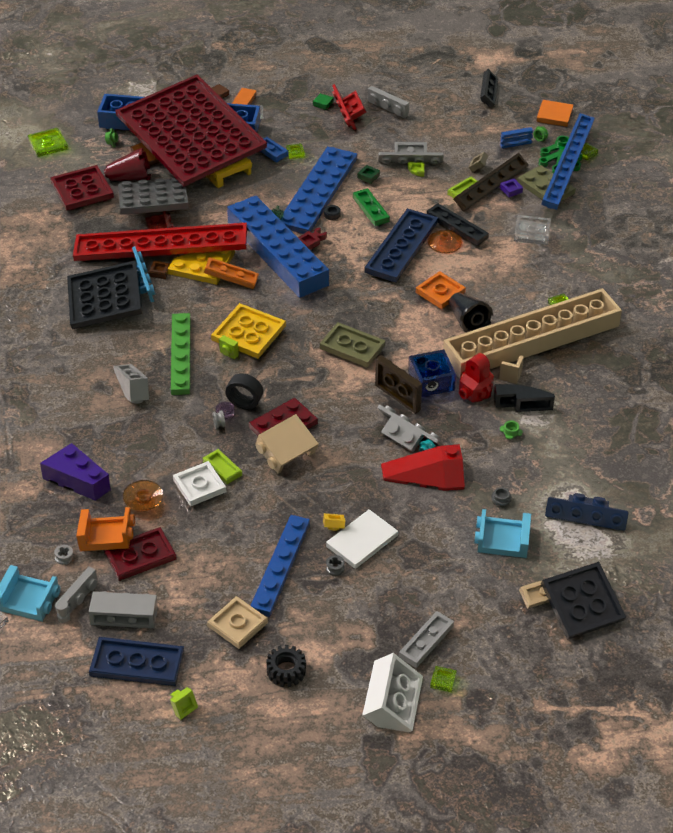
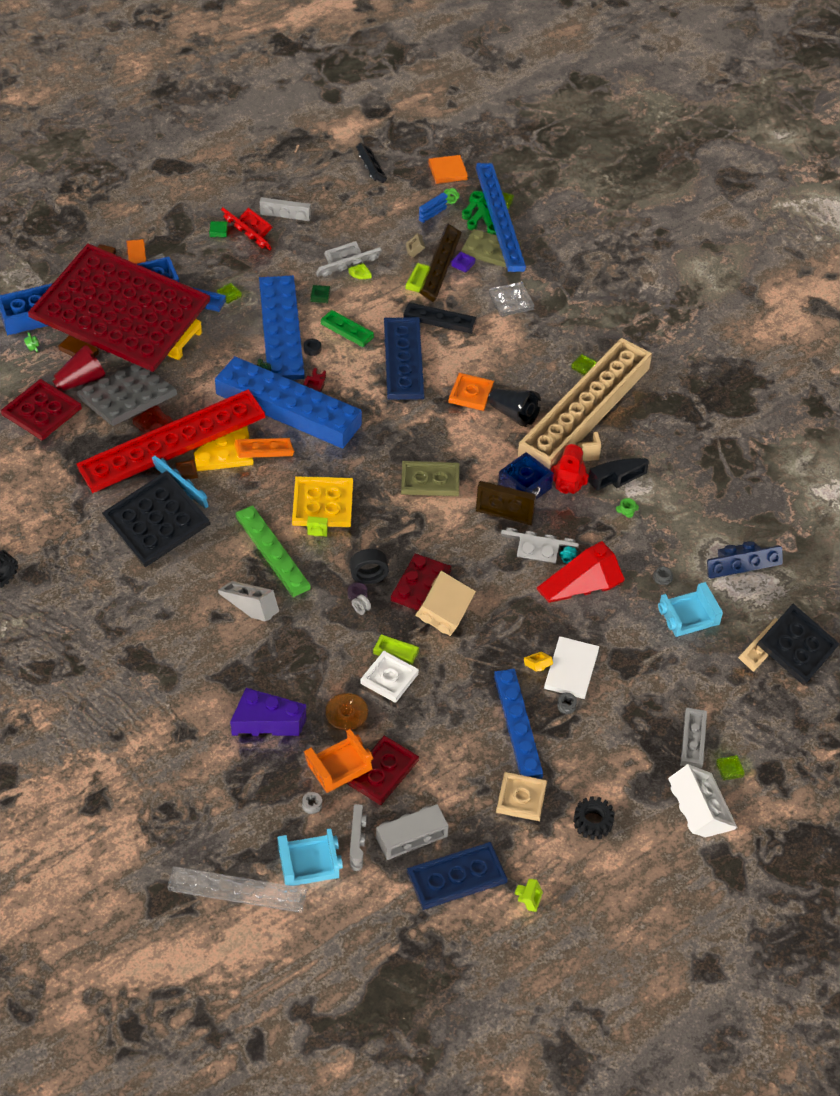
camera: 30 degrees left, 5 degrees up
(444, 241) = (437, 339): clear orange dish -> none

